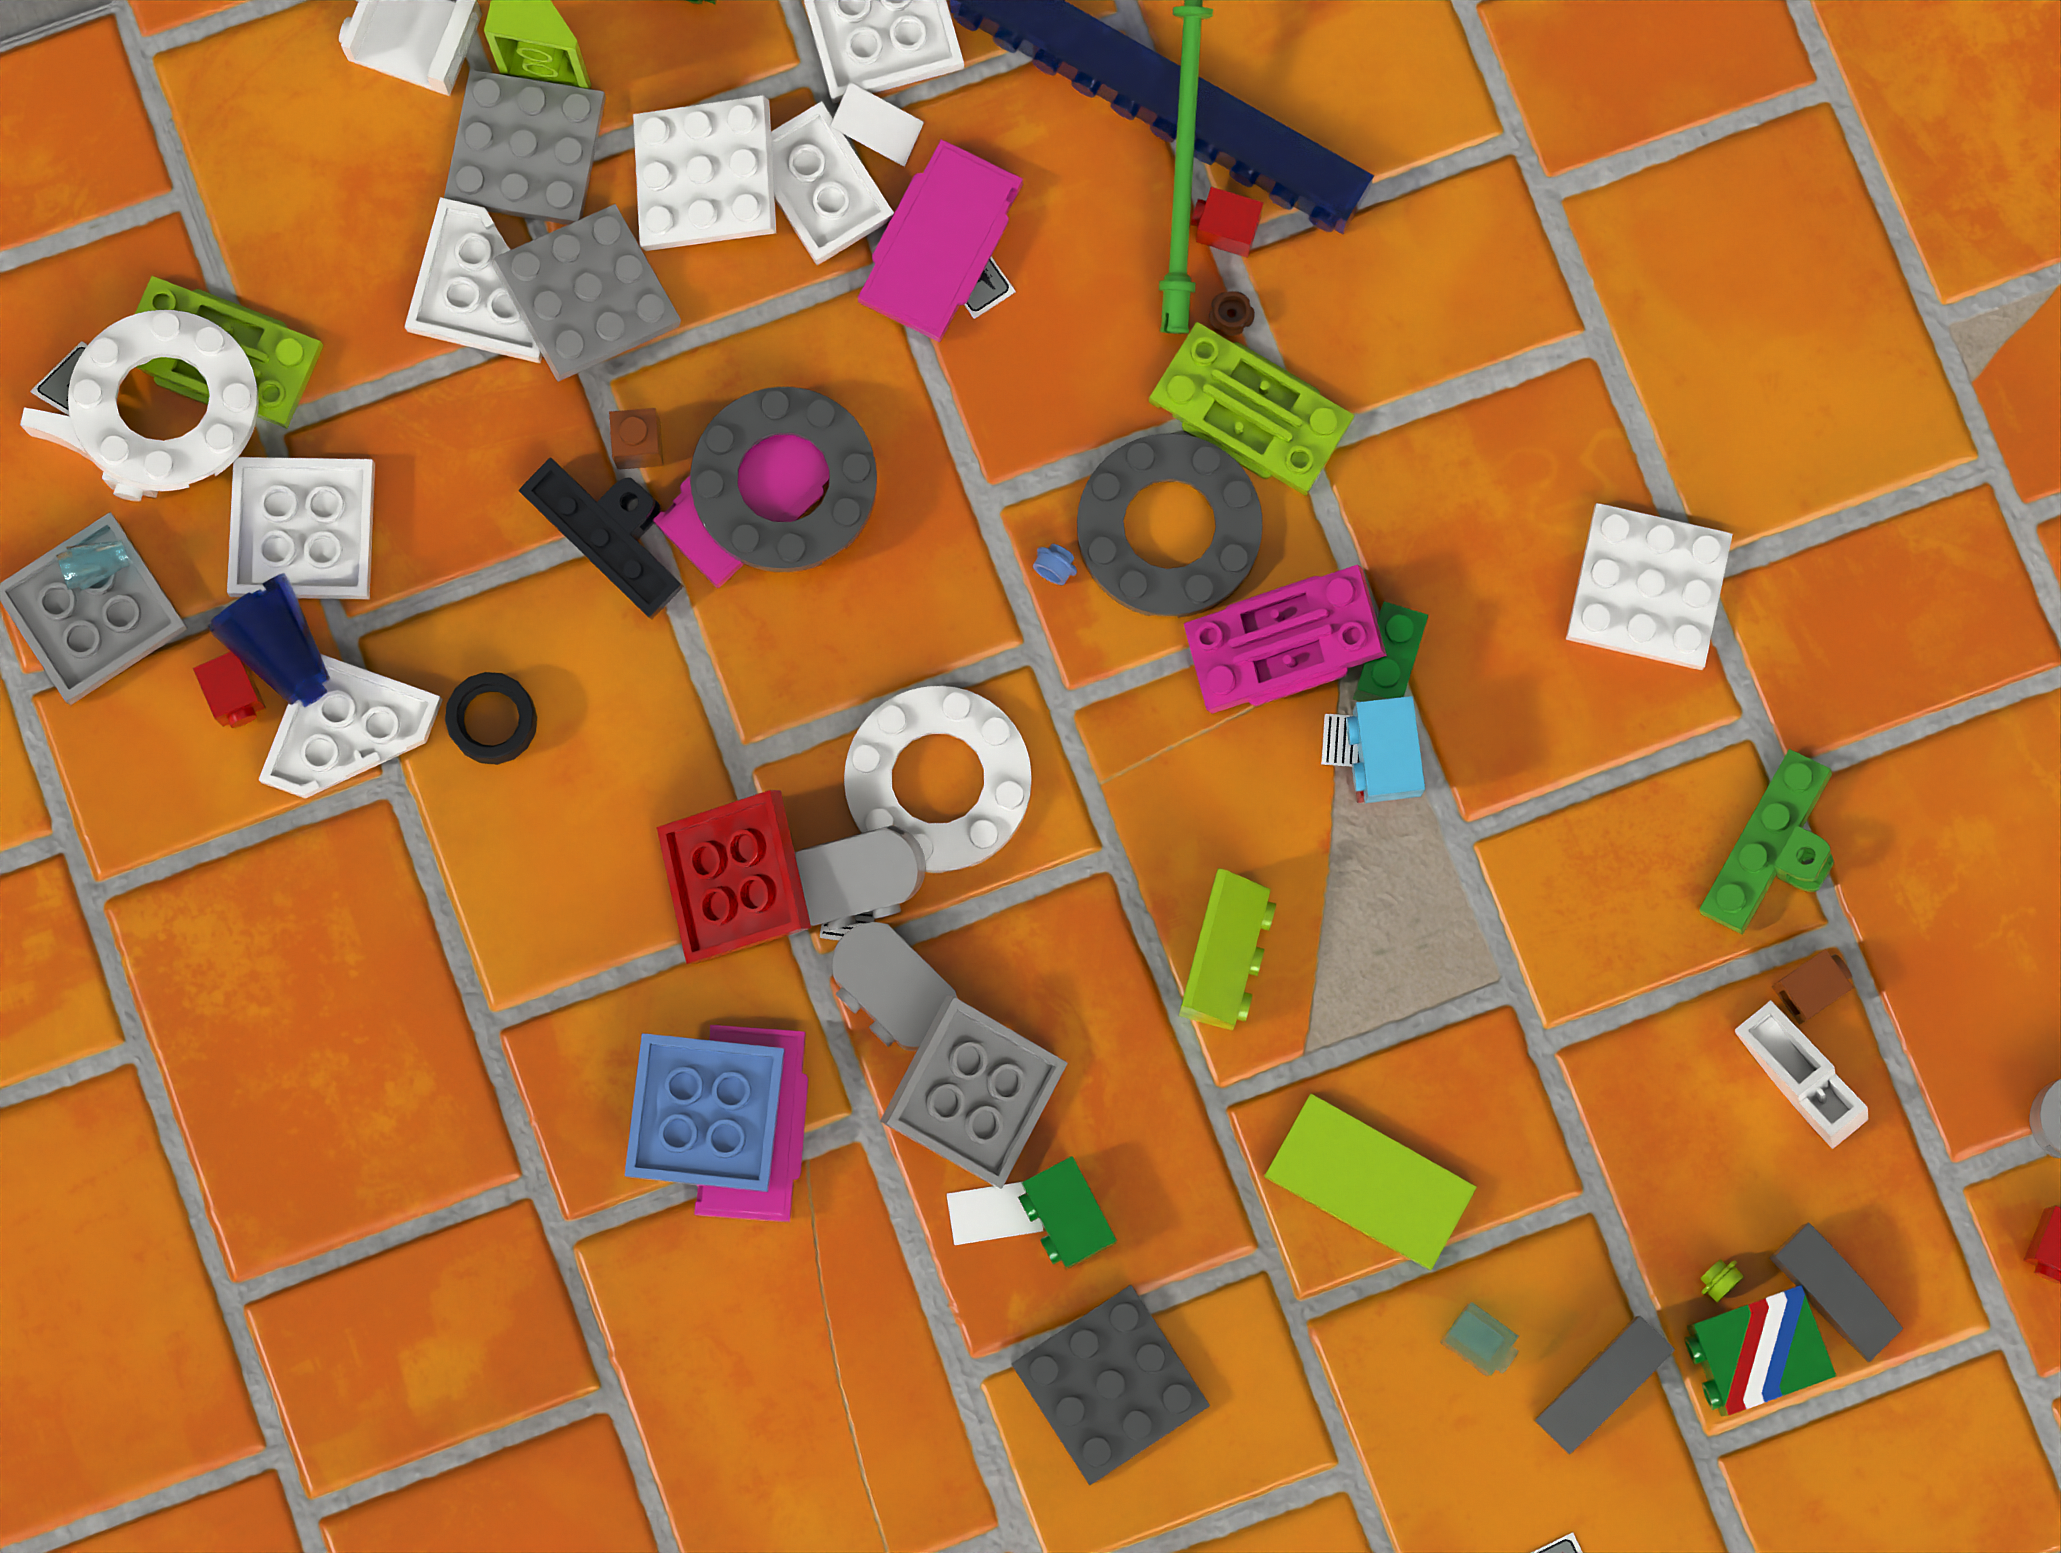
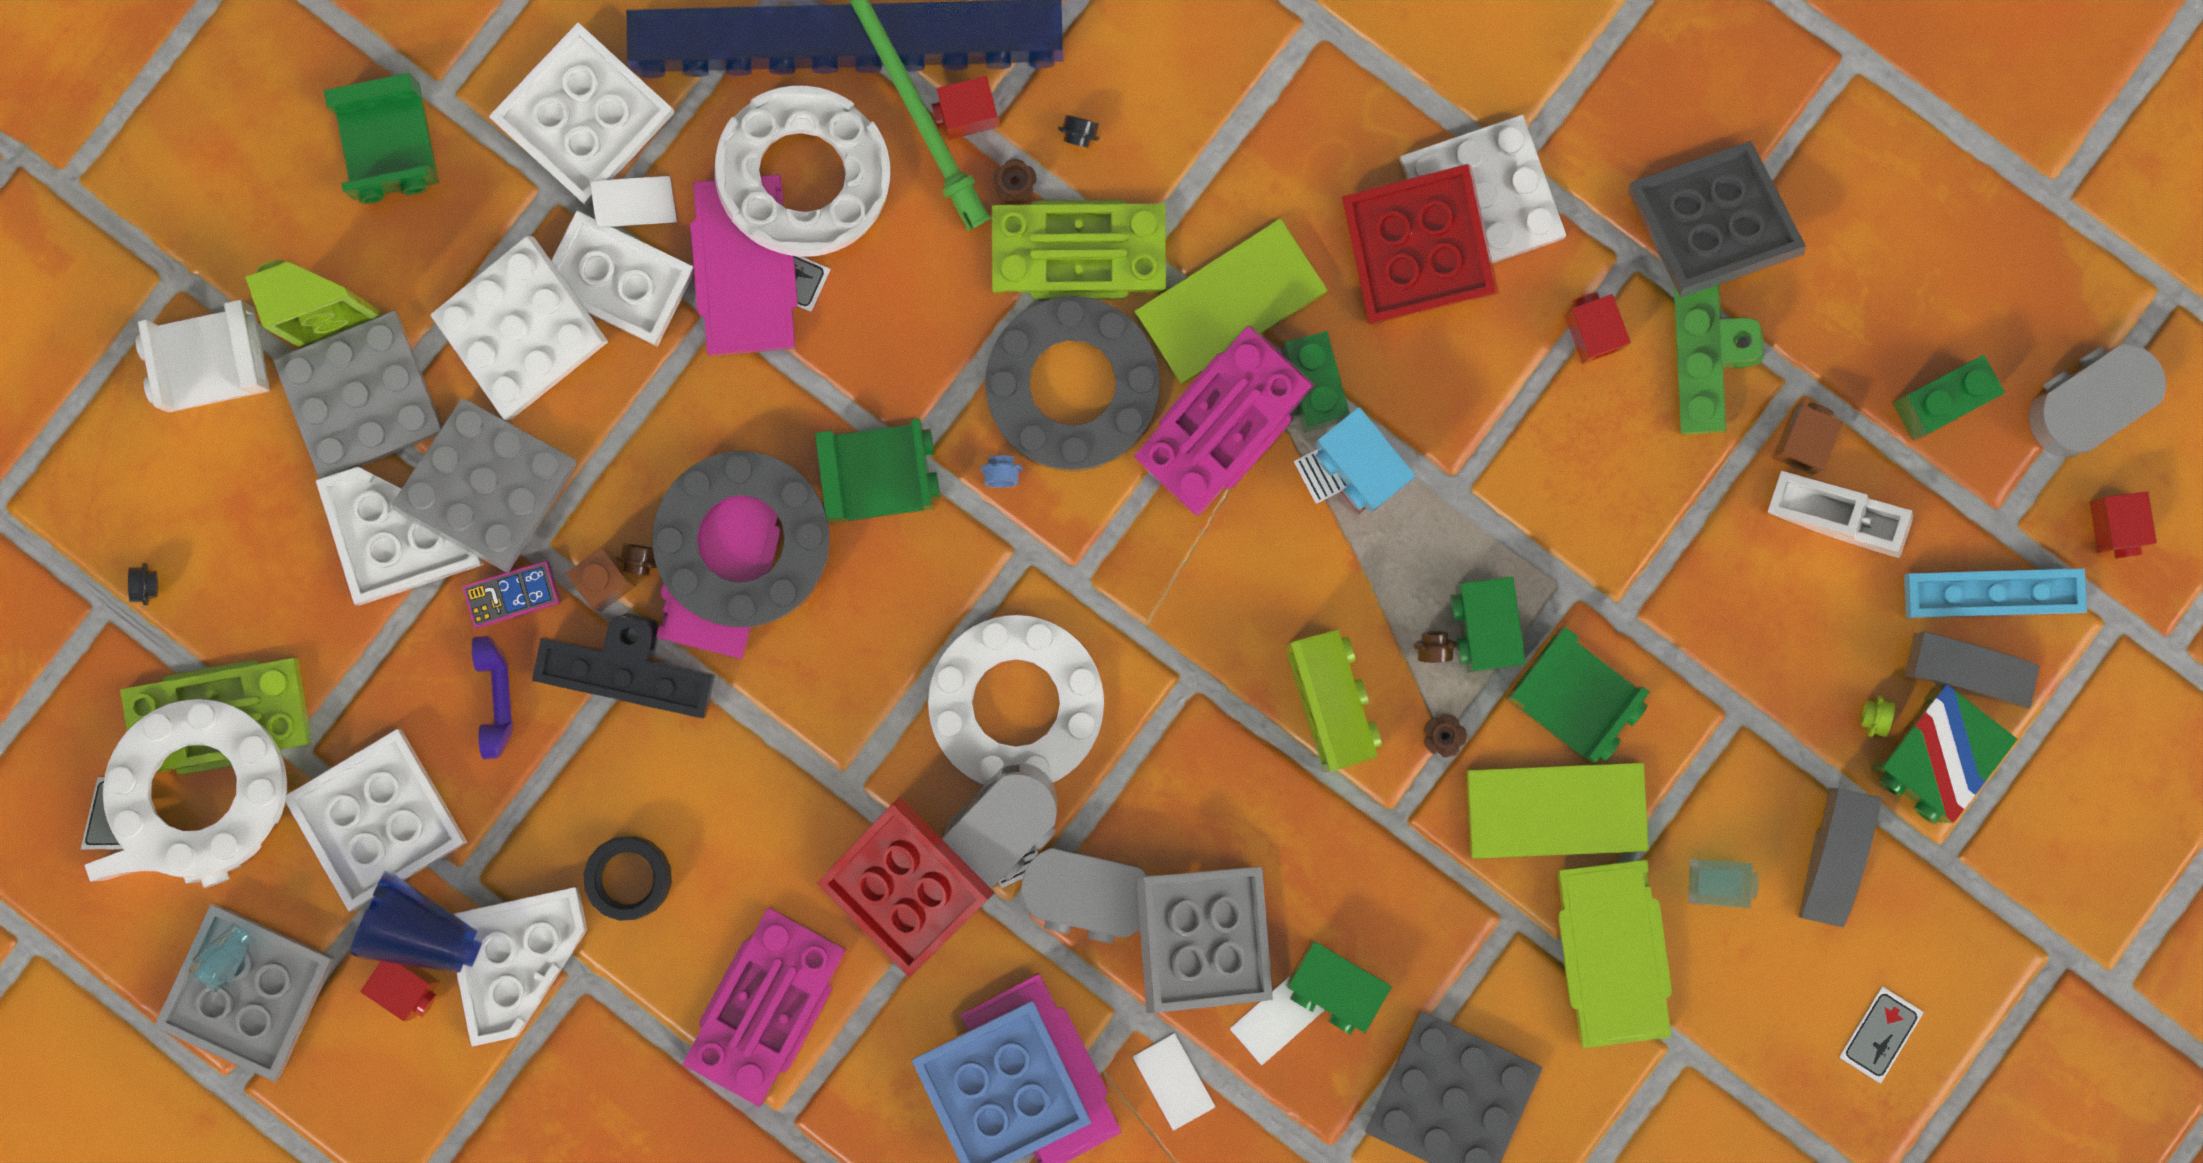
camera: 30 degrees left, 5 degrees up
(229, 195) = (142, 584): none -> black plate
(453, 520) = (494, 736): none -> dark purple bar
(540, 910) = (764, 1006): none -> dark pink piece
(548, 405) = (511, 595): none -> tile
(679, 441) = (637, 559): none -> reddish brown plate
(865, 1209) = (1173, 1081): none -> white sticker
(942, 496) = (876, 472): none -> green panel
(1088, 144) = (814, 113): none -> white plate
(1296, 1049) = (1433, 740): none -> reddish brown plate
(1317, 303) = (1079, 131): none -> black plate
(1340, 1343) = (1614, 953): none -> lime piece
(1350, 963) = (1435, 647): none -> reddish brown plate
(1390, 535) = (1247, 286): none -> lime tile
(1412, 972) = (1488, 624): none -> green brick
(1453, 1089) = (1578, 697): none -> green panel
(1563, 591) = (1420, 244): none -> red plate
(1680, 765) = (1596, 327): none -> red brick
(1851, 733) = (1716, 219): none -> dark grey plate
(1901, 1235) = (1995, 593): none -> medium azure plate
(1967, 1028) = (1948, 397): none -> green brick

